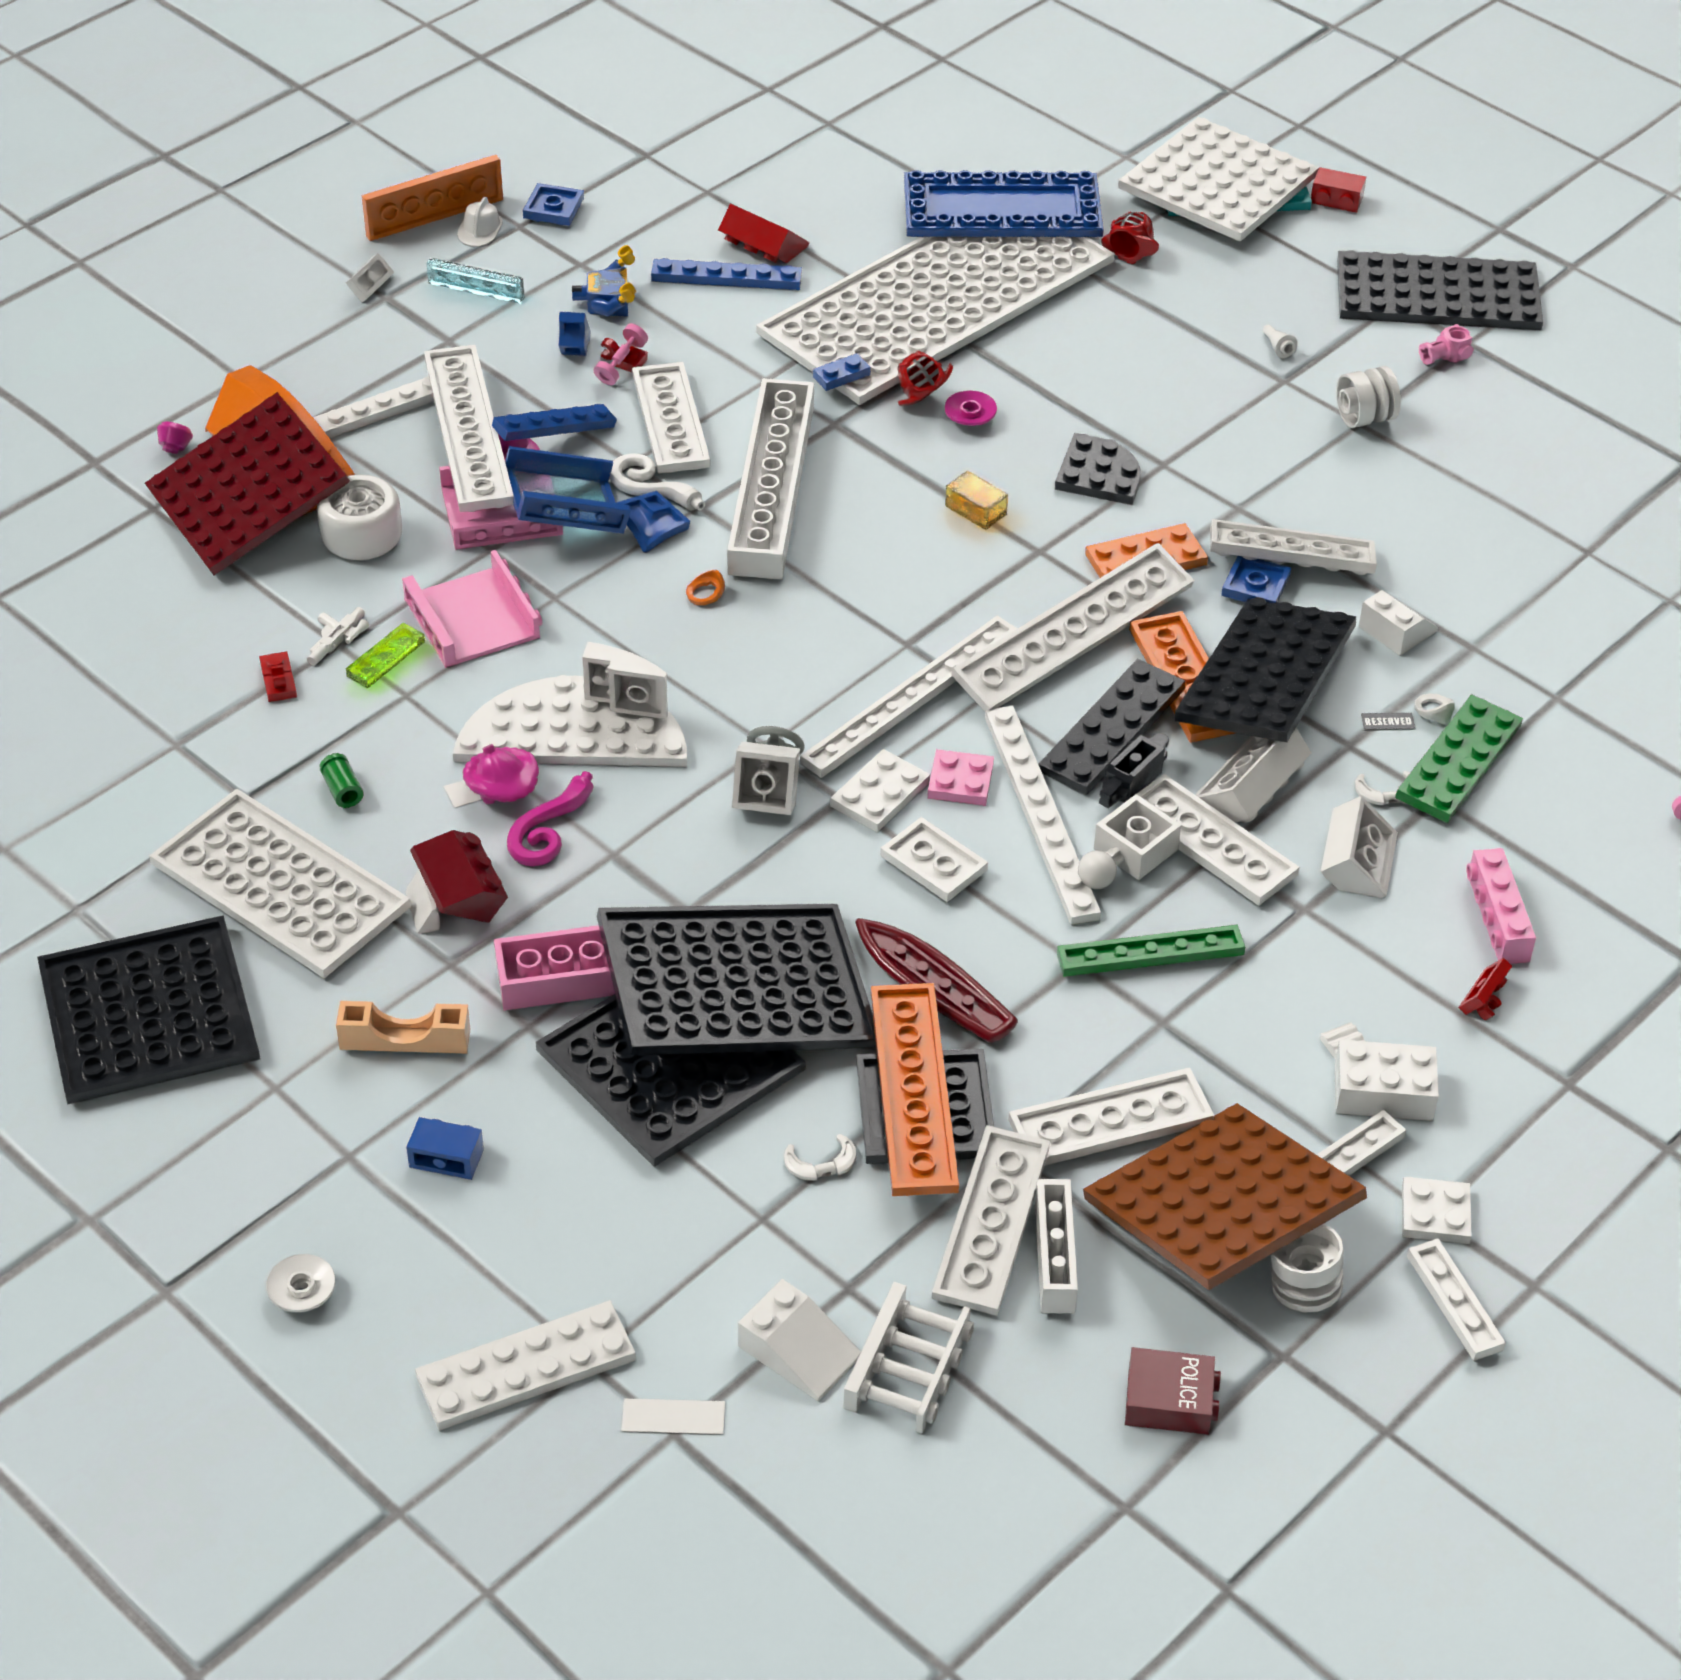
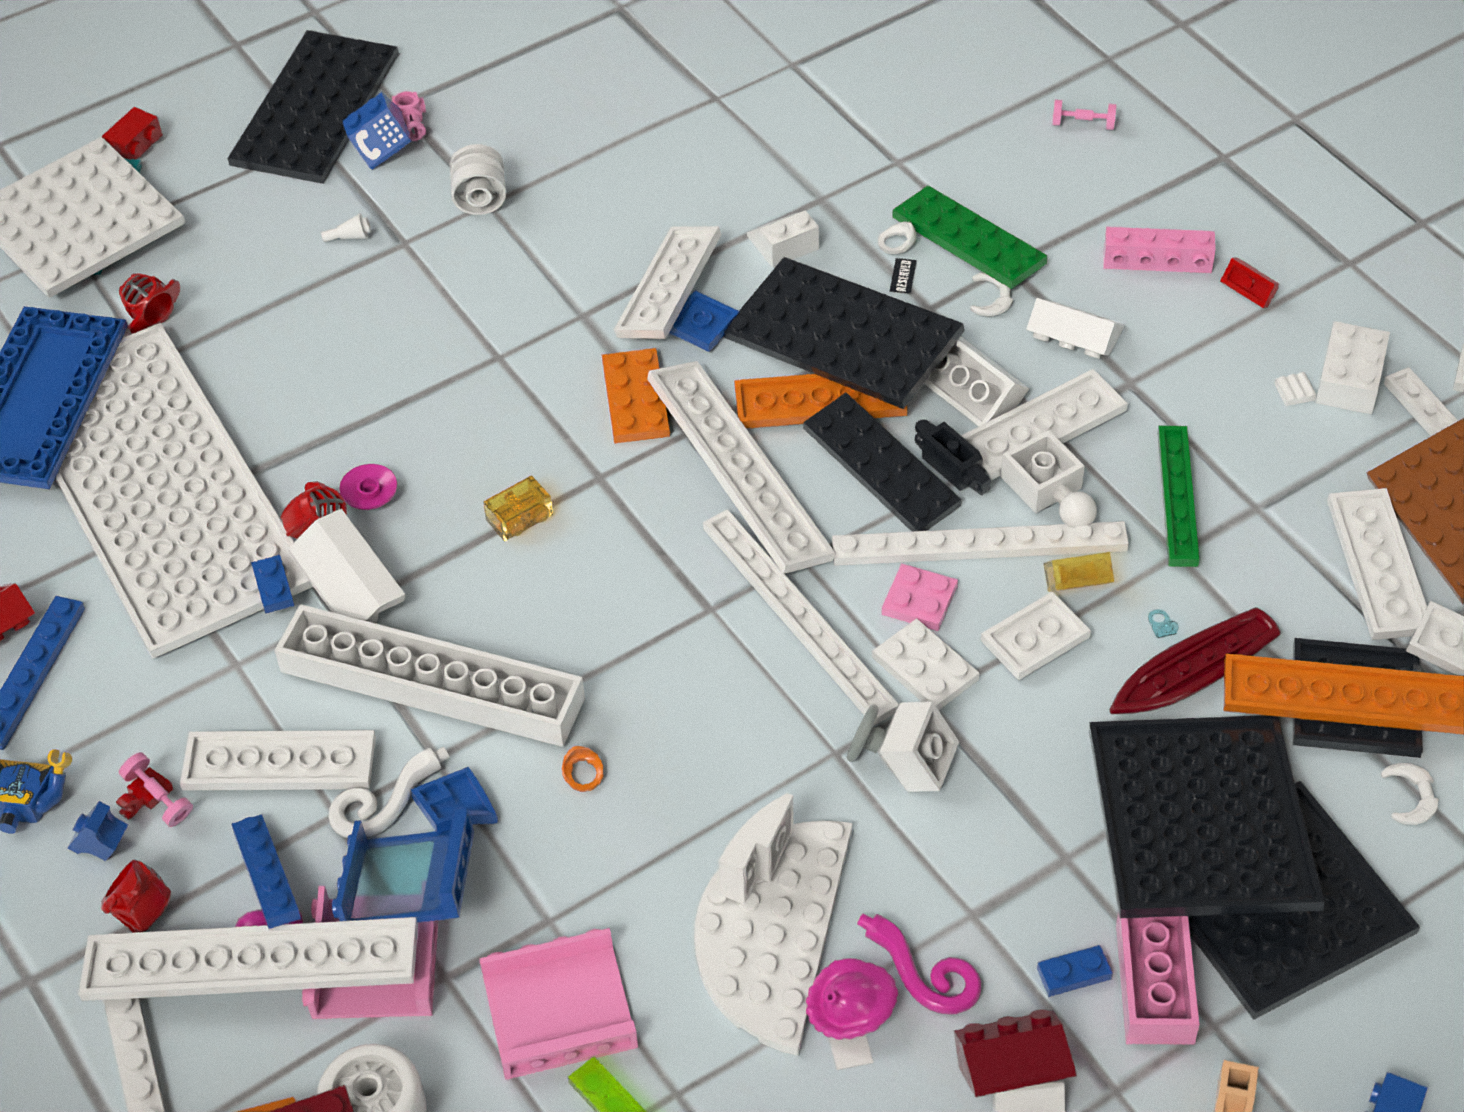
camera: 75 degrees left, 5 degrees up
(518, 364) = (137, 897): none -> red piece
(560, 914) = (1074, 971): none -> blue plate
(864, 407) = (345, 569): none -> white slope
(978, 959) = (1163, 628): none -> clear light blue piece
(1013, 874) = (1078, 572): none -> clear yellow brick
(1099, 470) = (494, 405): plate -> none
(1408, 323) = (377, 130): none -> blue slope

